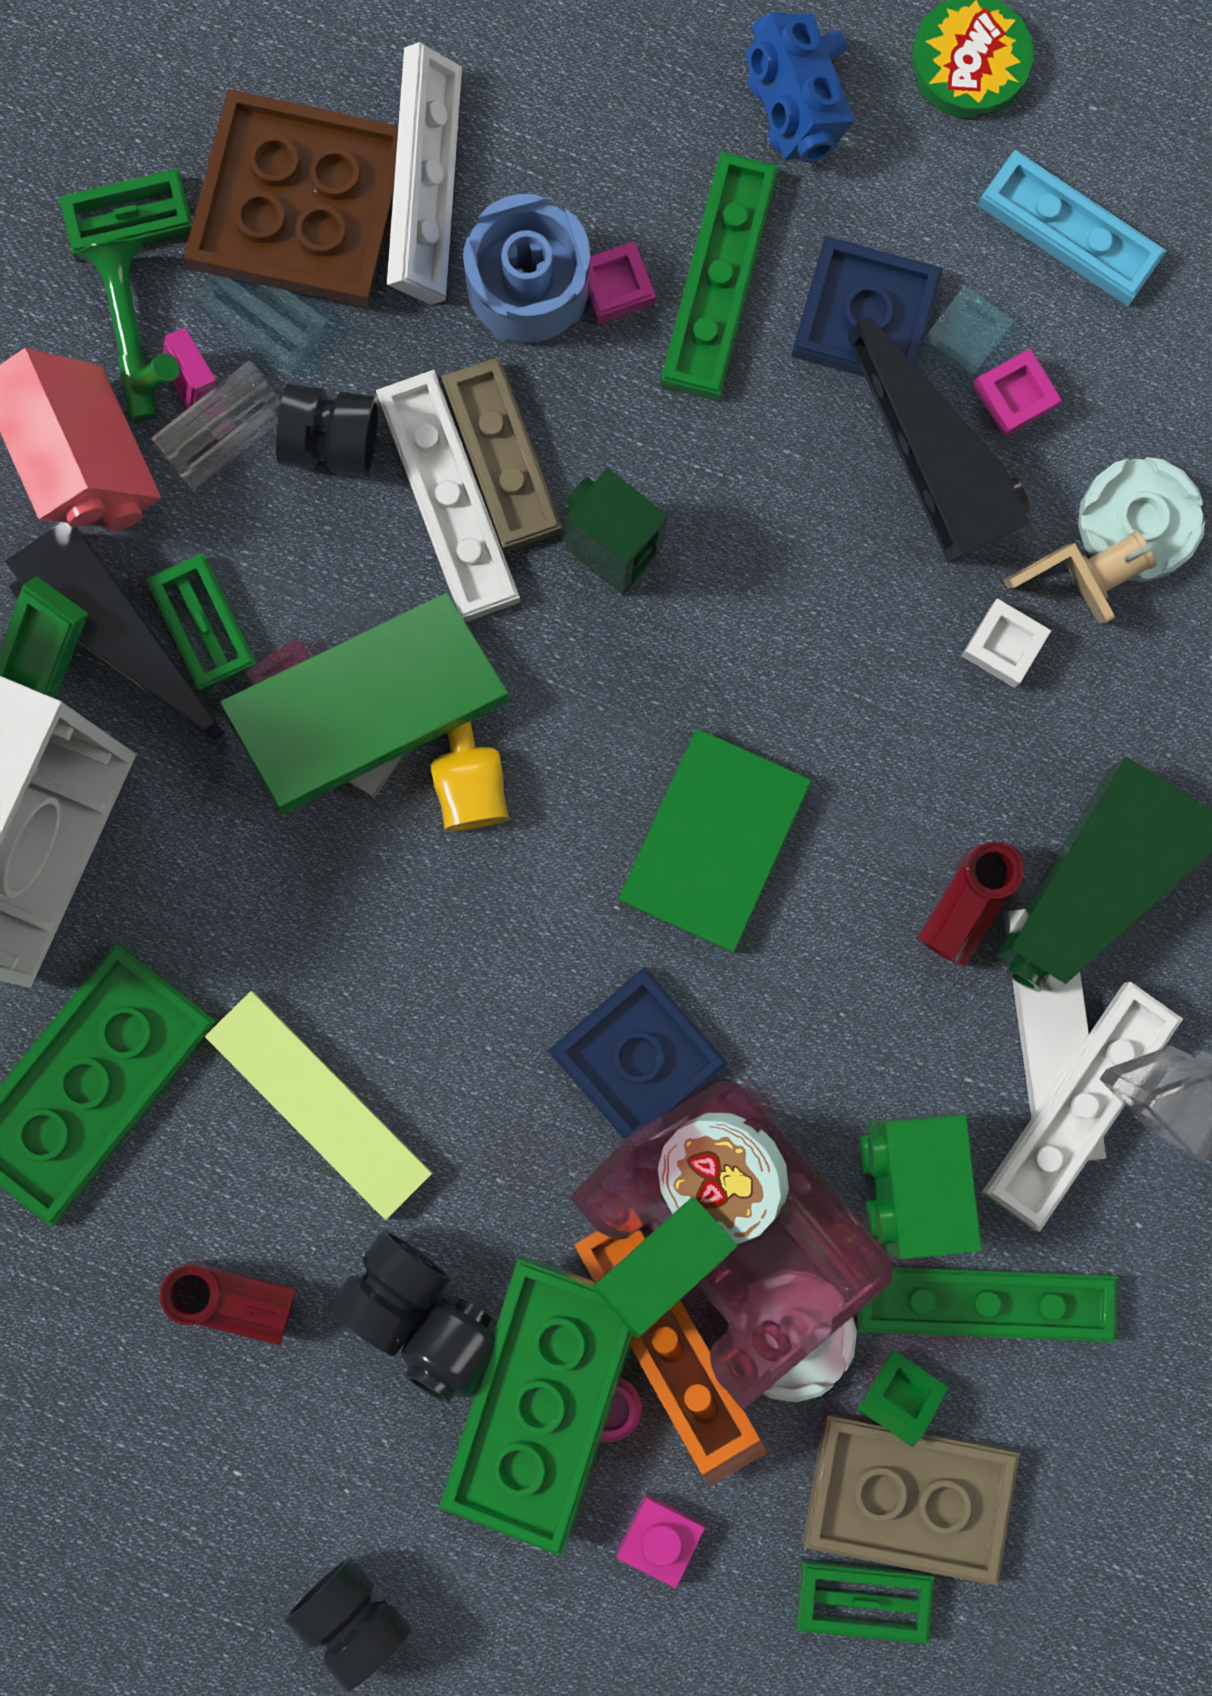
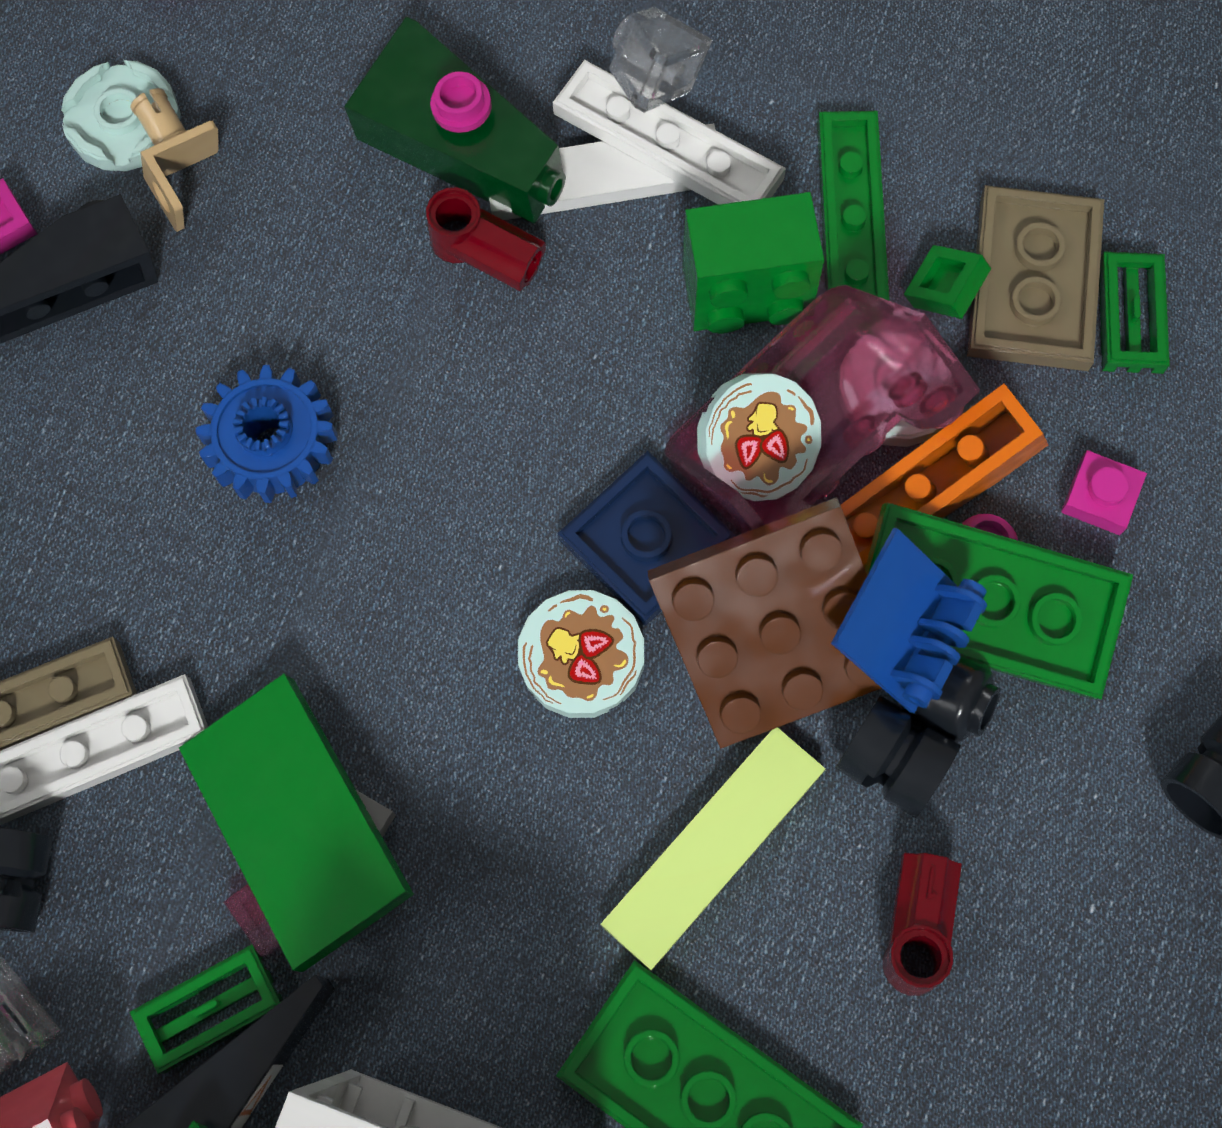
camera: 80 degrees left, 10 degrees down
(469, 783) = (378, 714): yellow piece -> none
(507, 1310) = (907, 622): none -> blue hinge
(519, 984) = (581, 653): none -> tile
(520, 1180) = (762, 618): none -> reddish brown plate
(613, 529) = (114, 573): dark green brick -> none
(665, 1267) = (838, 466): green tile -> none
(714, 840) = (431, 476): green tile -> none
(767, 643) = (248, 411): none -> blue gear
(1006, 643) = (236, 221): white plate -> none
(1115, 881) = (460, 102): none -> dark pink plate

